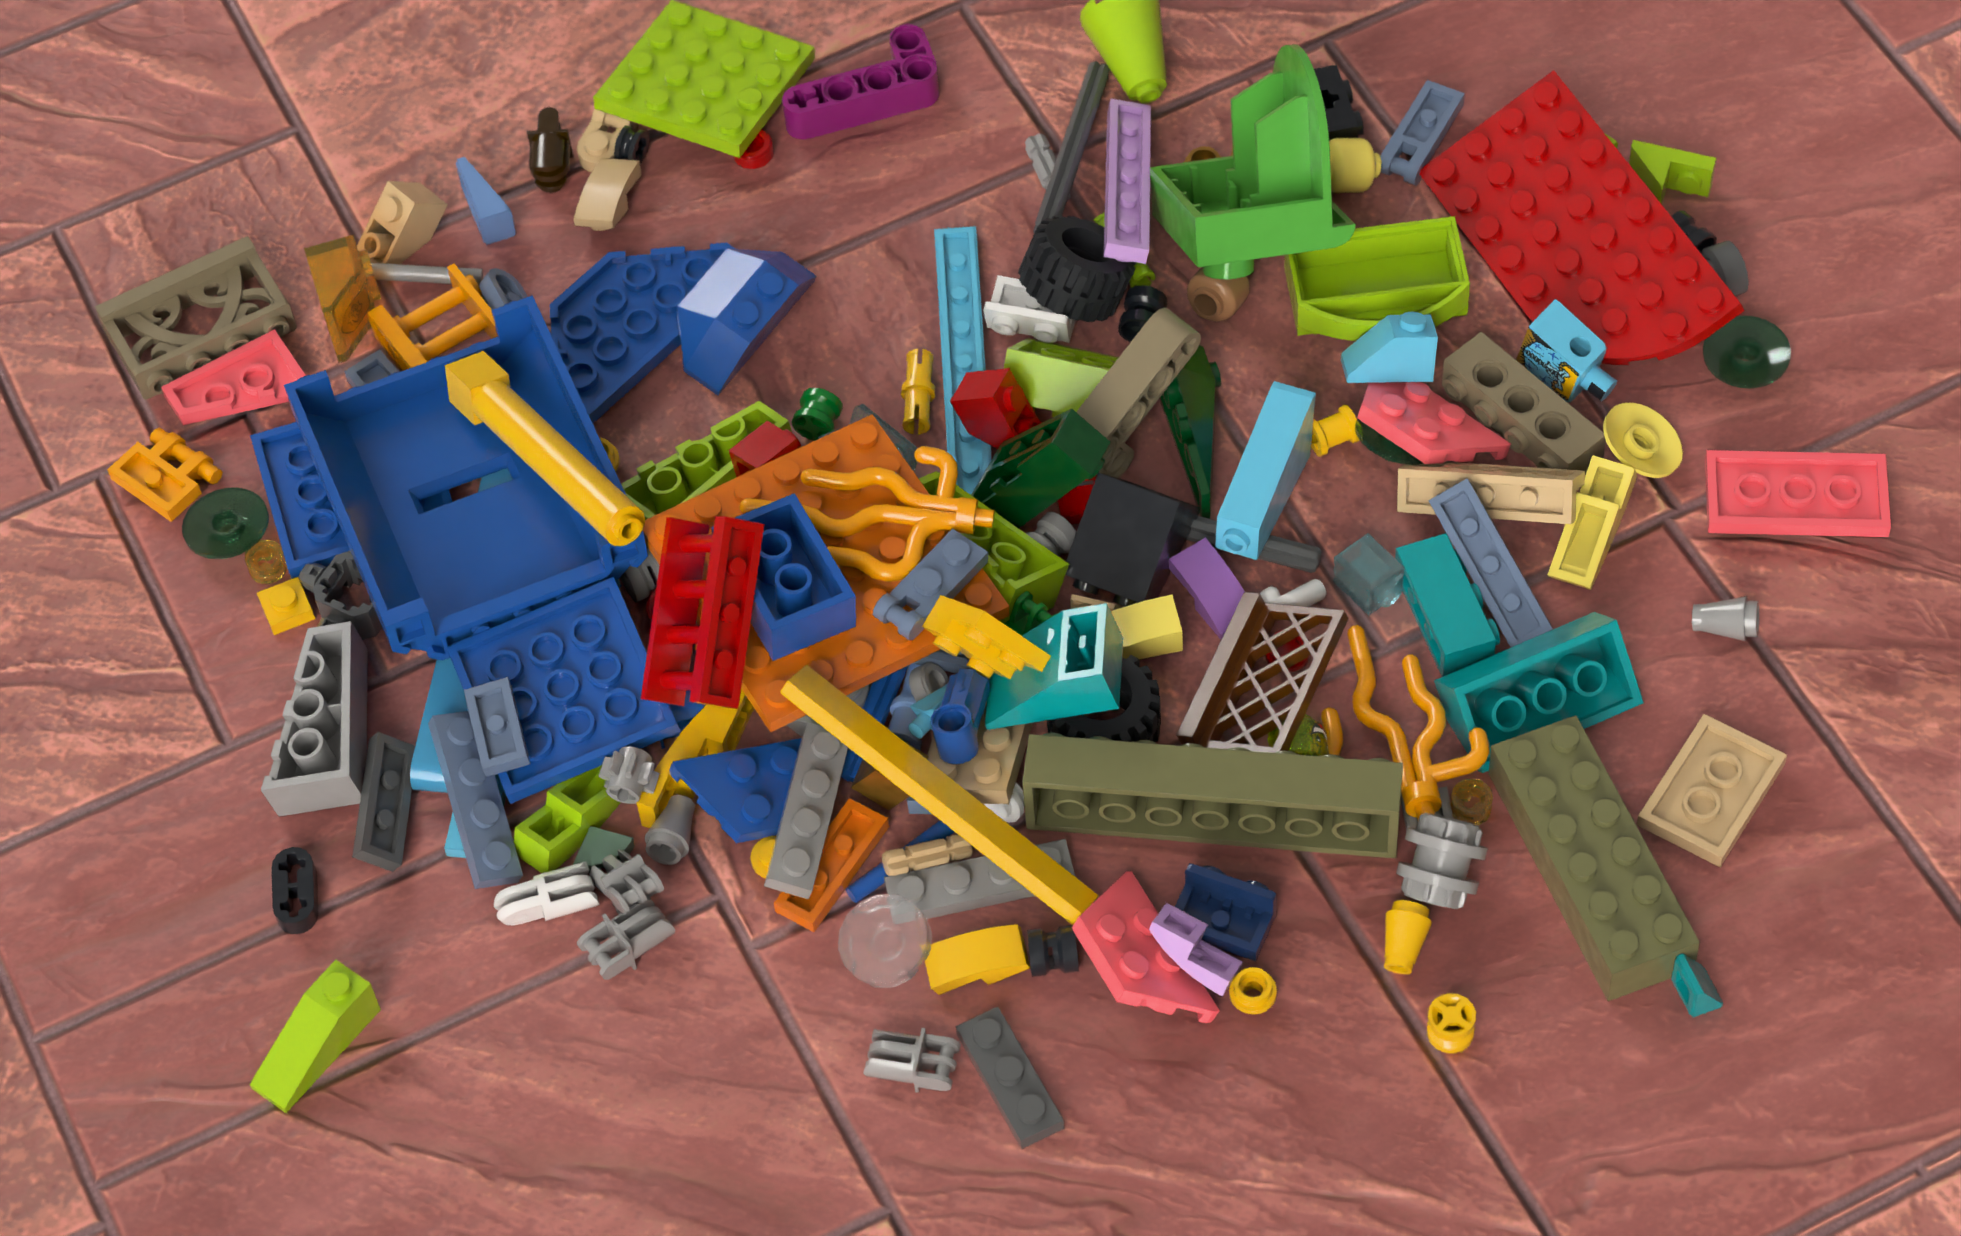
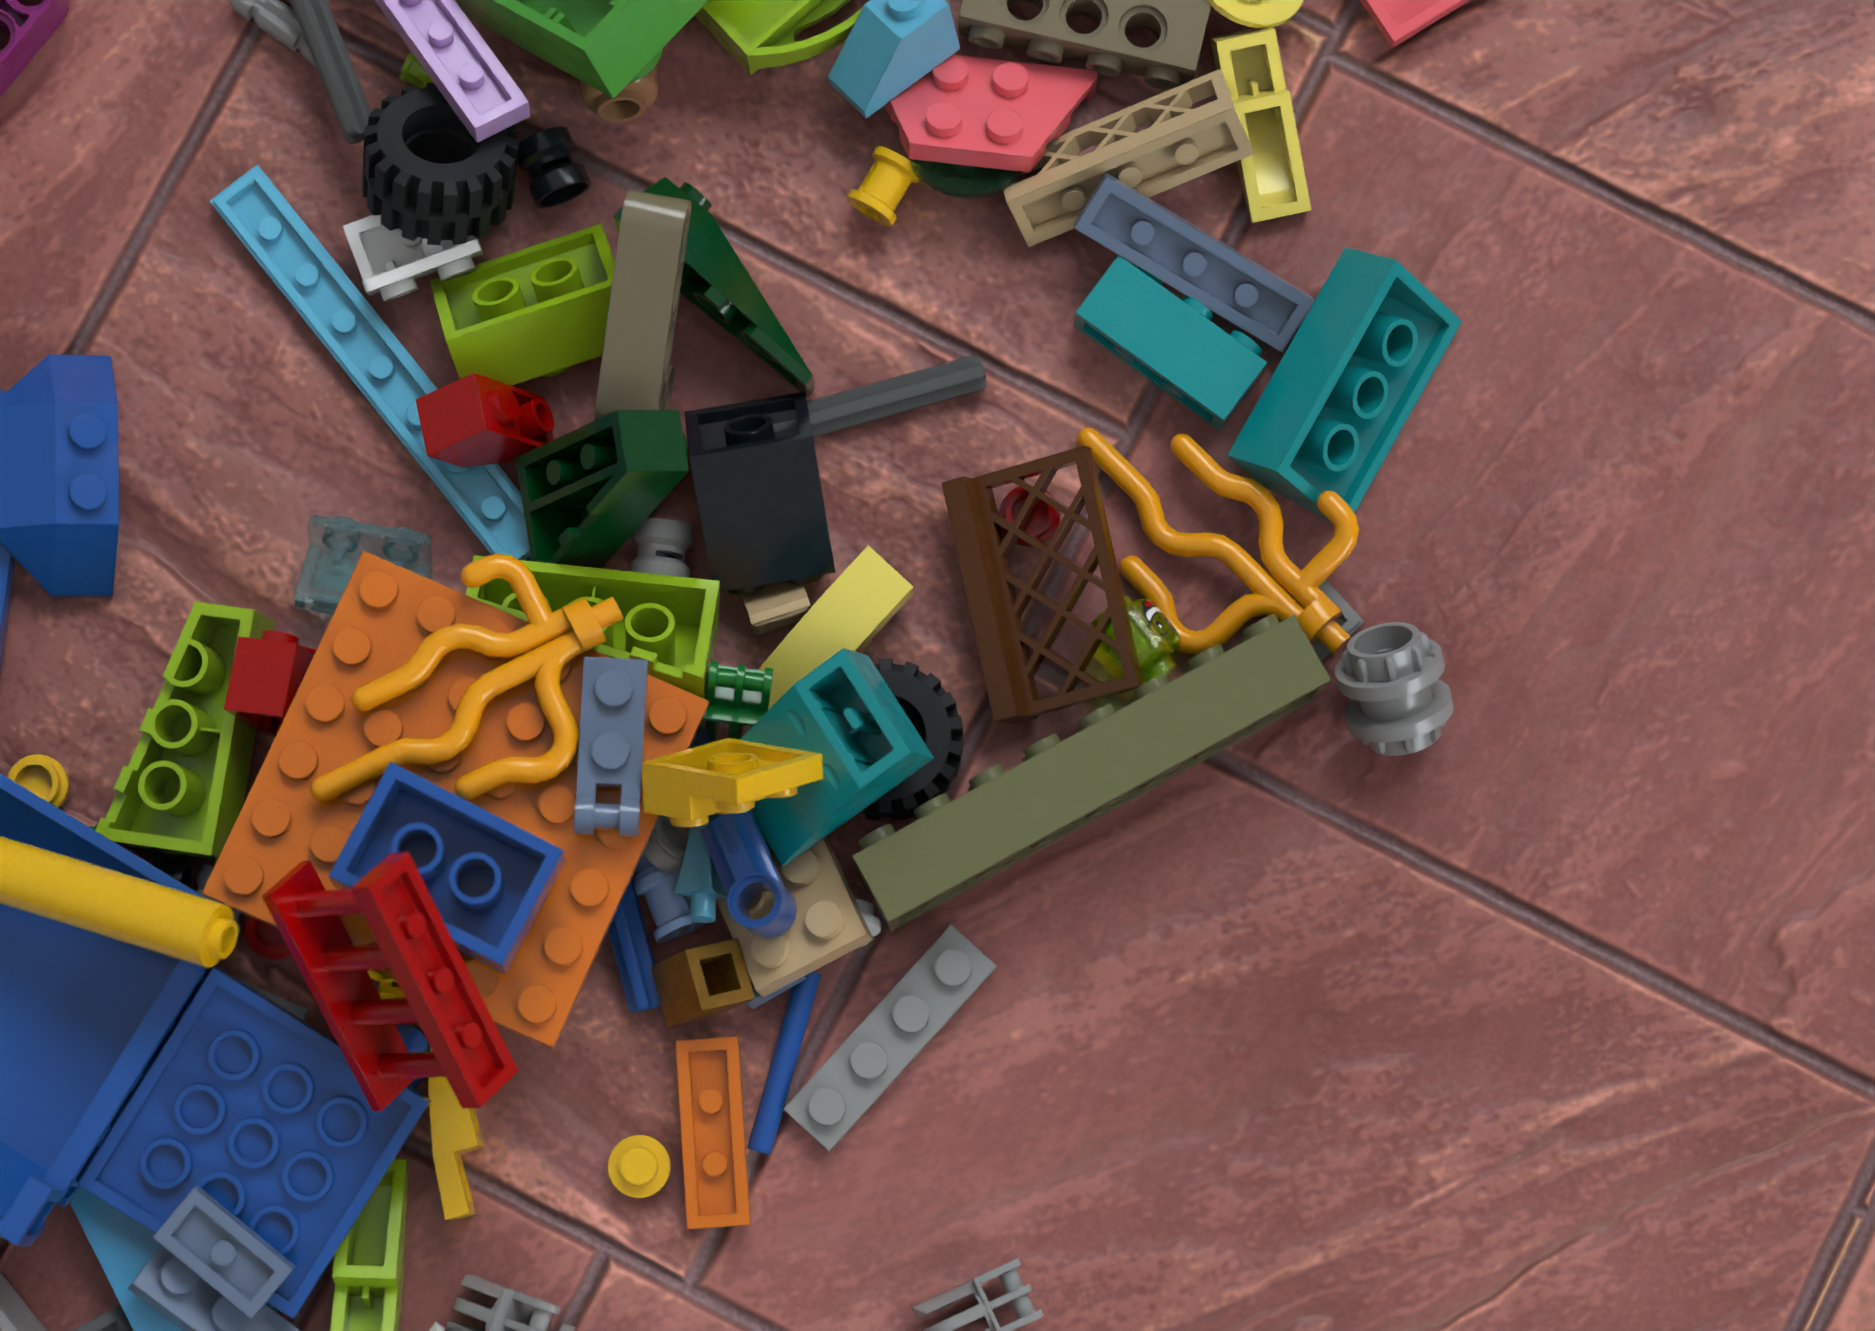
camera: 40 degrees left, 25 degrees up
(601, 843) = (434, 1288): sand green tile -> none
(629, 774) = (414, 1195): light grey gear -> none
(670, 834) = (500, 1214): light grey cone -> none
(742, 786) = (573, 1101): blue wing -> none
(806, 812) = (648, 1096): light grey plate -> none
(817, 413) = (261, 556): green wheel -> none
(884, 940) = (843, 1188): clear tile -> none
(918, 391) = (355, 442): yellow pin -> none
(926, 855) = (812, 1050): tan axle -> none
(939, 794) = (797, 996): yellow tile -> none
(976, 955) = (956, 1138): yellow slope -> none
(1010, 1077) = (1092, 1253): dark grey plate -> none
(1064, 951) = (1037, 1075): black wheel -> none
(1130, 958) = (1134, 1015): coral wing -> none
(1181, 939) = (1199, 980): lavender slope -> none
(1209, 583) = (888, 488): medium lavender slope -> none
(1235, 910) = (1191, 904): dark blue bracket -> none
(1253, 979) = (1301, 964): yellow plate -> none
(1267, 471) = (862, 310): medium azure slope -> none
(1303, 596) = (993, 447): white arm -> none
(1369, 574) = (1059, 358): clear light blue brick -> none
(1404, 935) = (1403, 797): yellow cone -> none
(1451, 1011) = (1533, 860): yellow wheel -> none
(1462, 792) = (1375, 586): clear yellow bush -> none
(1592, 857) = (1543, 566): olive brick -> none
(1695, 986) = (1746, 649): teal slope -> none
(1711, 790) = (1611, 391): tan plate -> none
(1728, 618) = (1490, 153): light grey cone -> none

